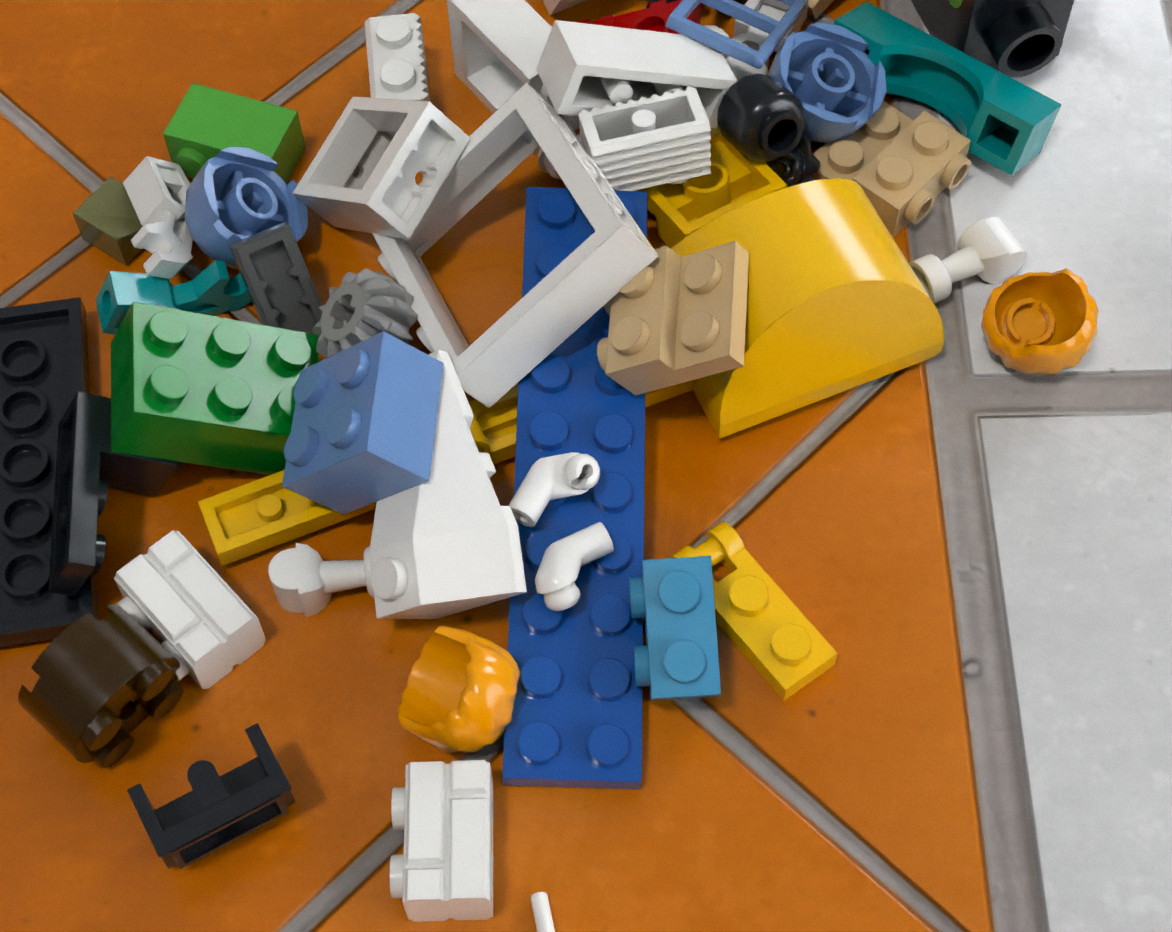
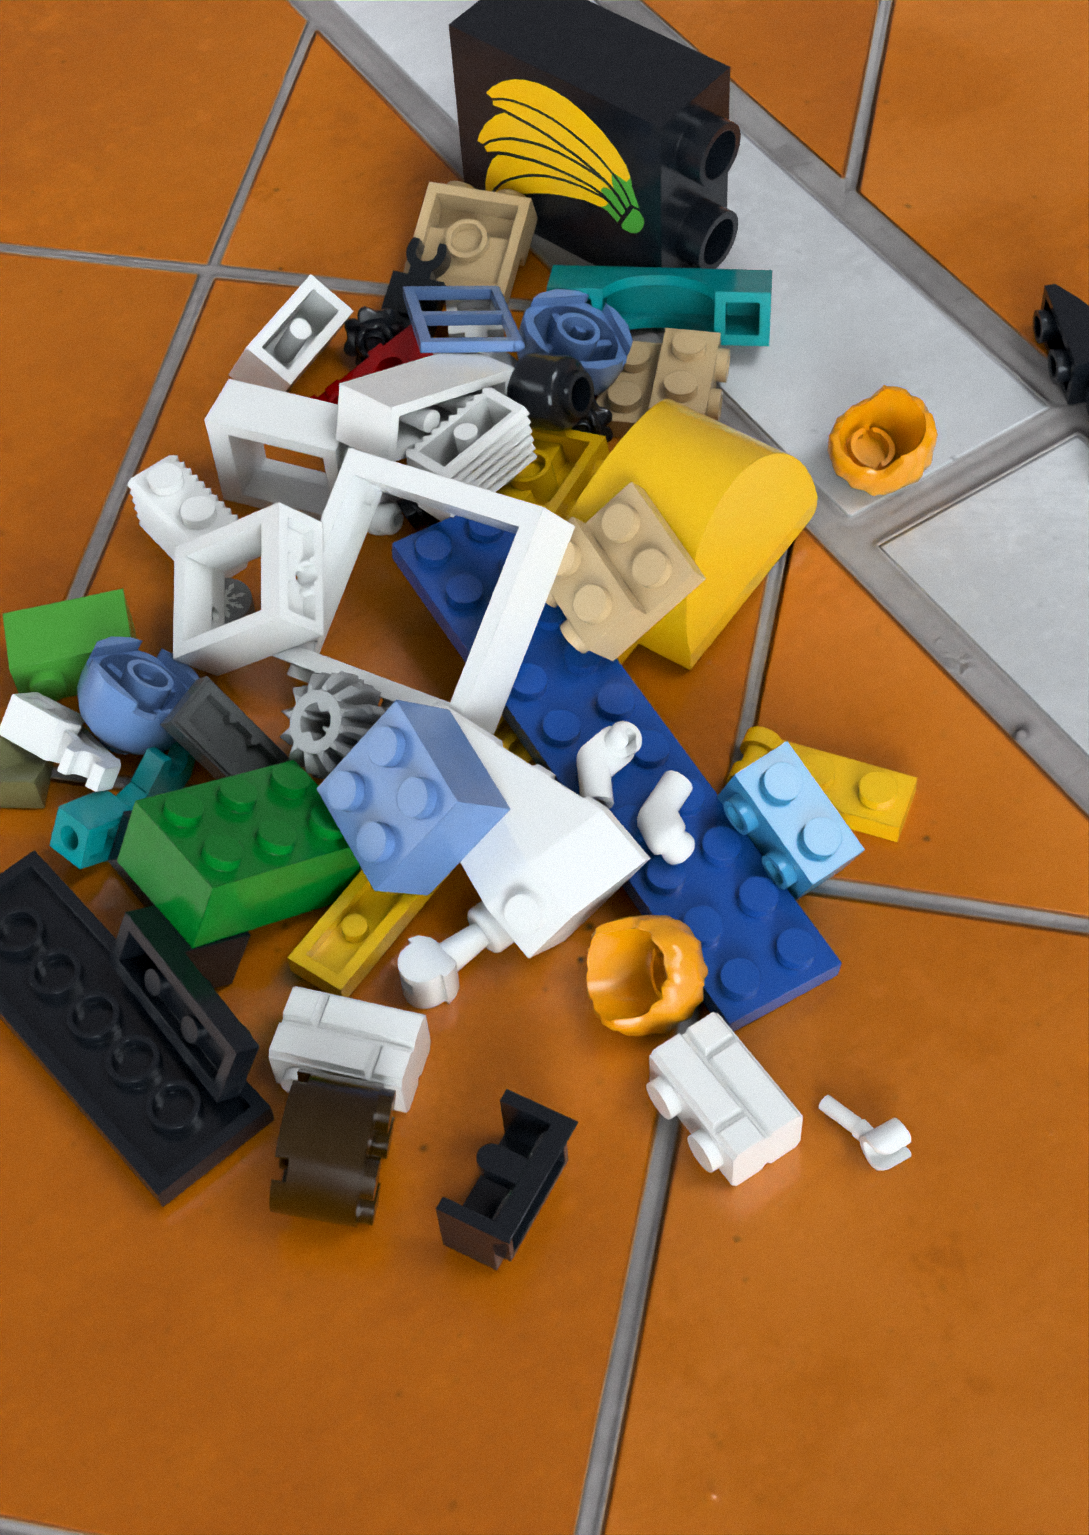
camera: 30 degrees left, 5 degrees down
(983, 250) = (793, 415): white leg -> none

